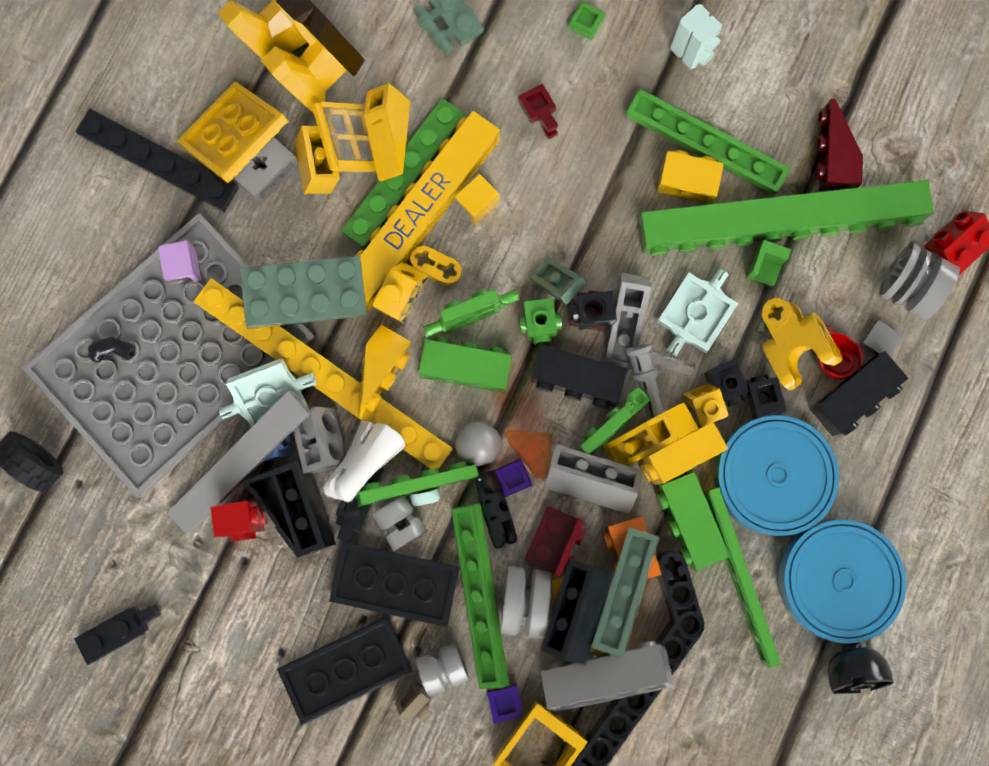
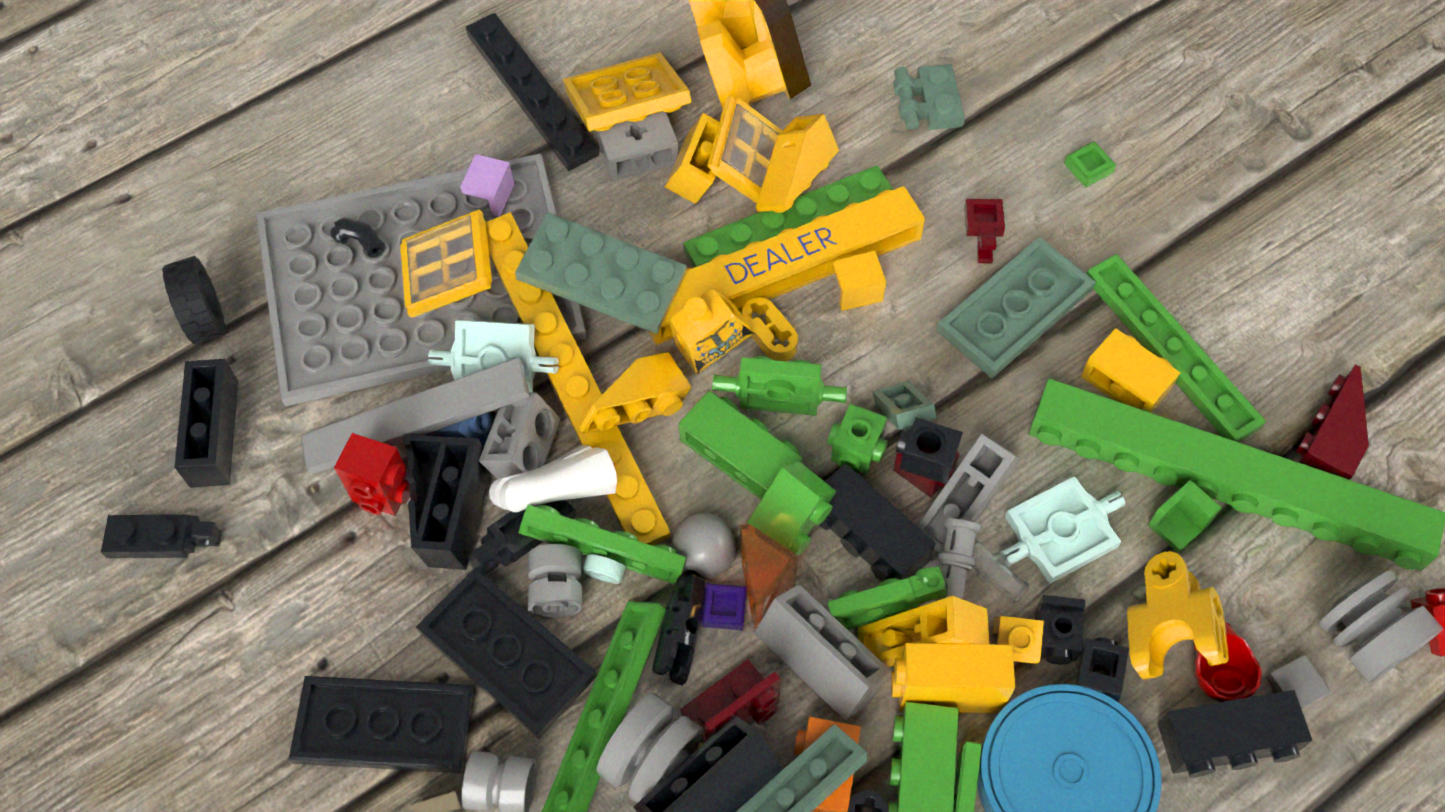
camera: 30 degrees right, 20 degrees down
(98, 542) = (206, 423): none -> black brick
(189, 341) = (445, 263): none -> clear piece
(524, 398) = (793, 507): none -> bright green brick
(591, 163) = (1015, 307): none -> sand green plate
(696, 37) = (1212, 227): light aqua brick -> none

